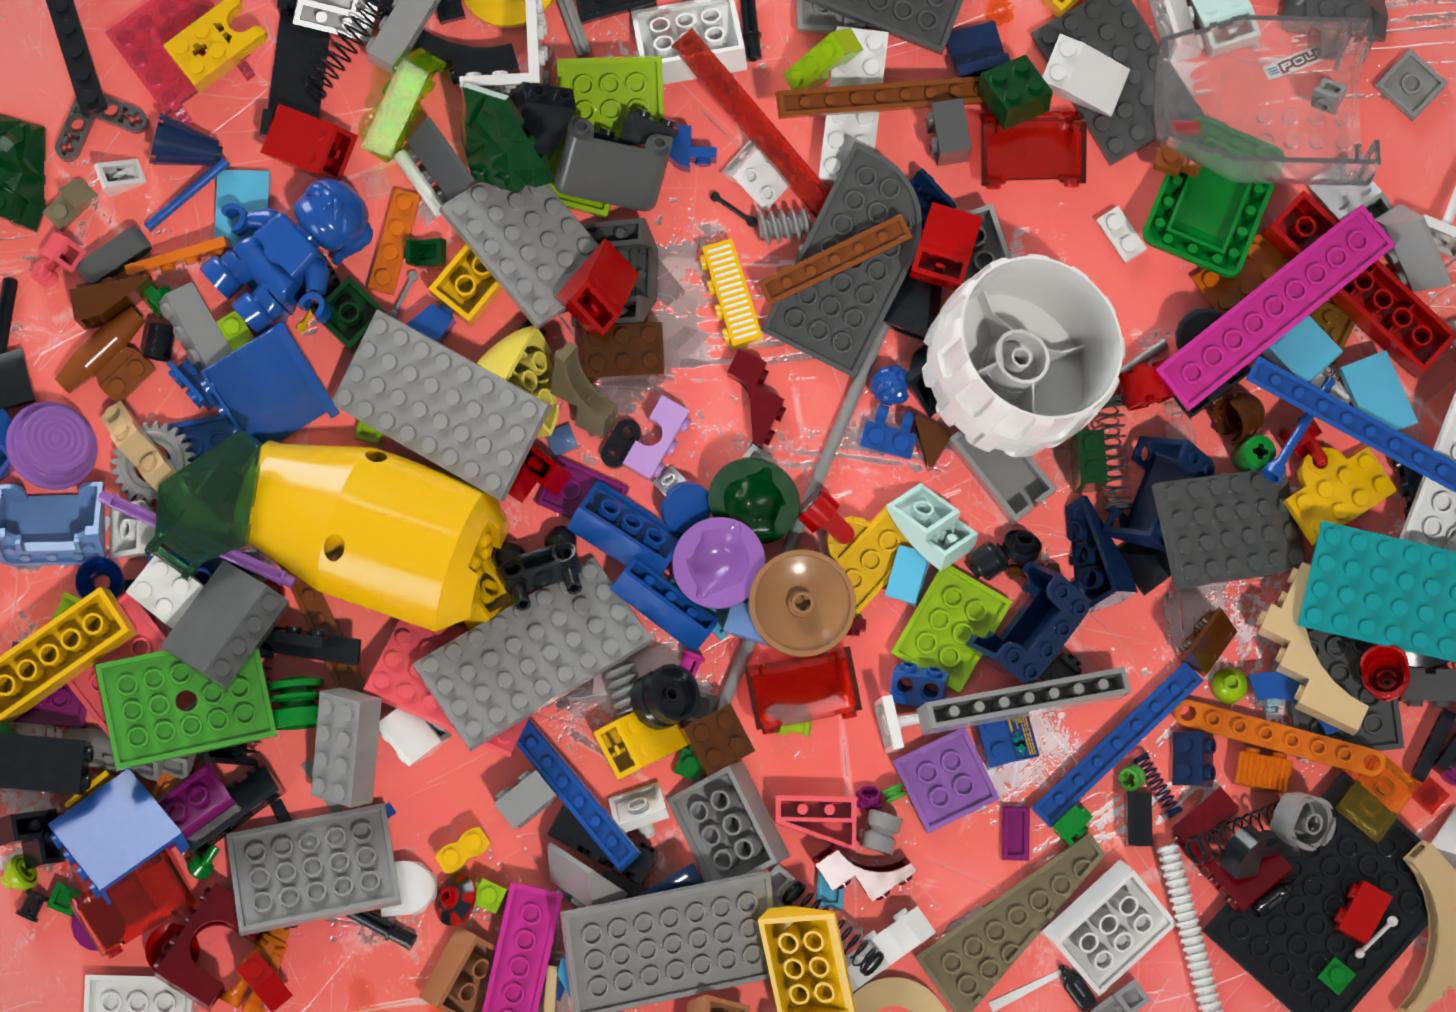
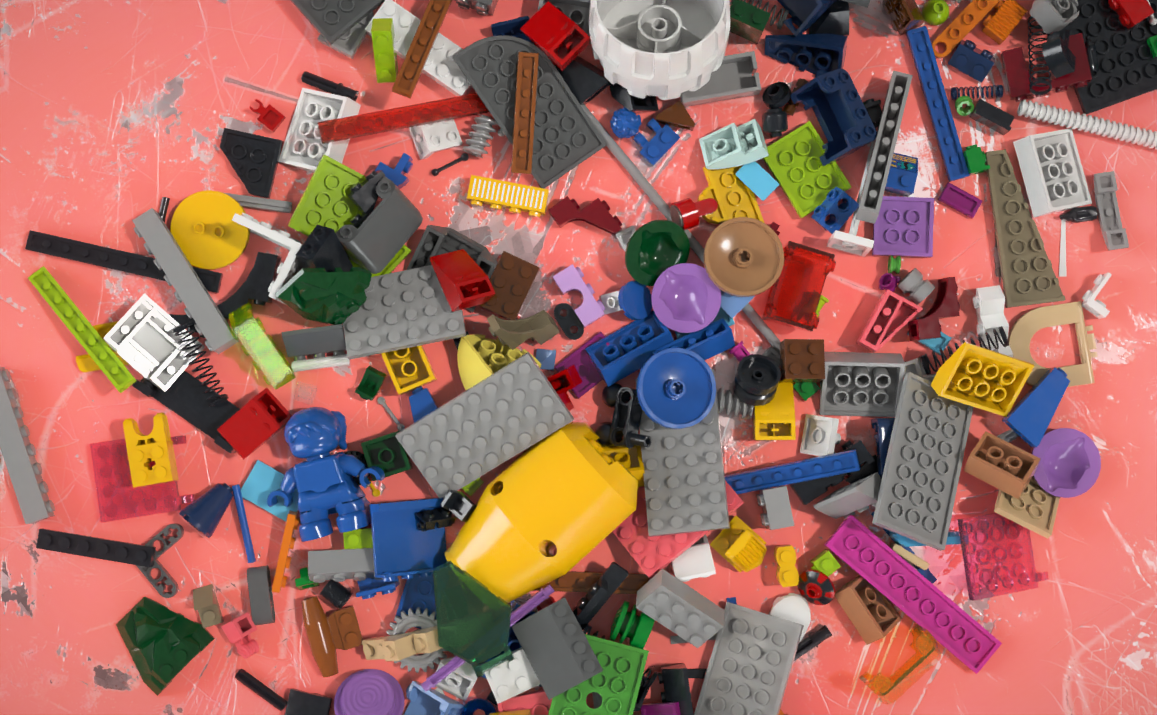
camera: 65 degrees left, 5 degrees up
(101, 302) = (289, 619): reddish brown slope -> none
(119, 176) = (206, 562): white slope -> none
(314, 418) = (428, 519): none -> black hinge
(335, 425) = (458, 504): none -> black bracket
(392, 243) = (351, 401): orange plate -> none
(459, 784) = (740, 546): none -> yellow piece
(602, 603) = (676, 388): none -> blue dish

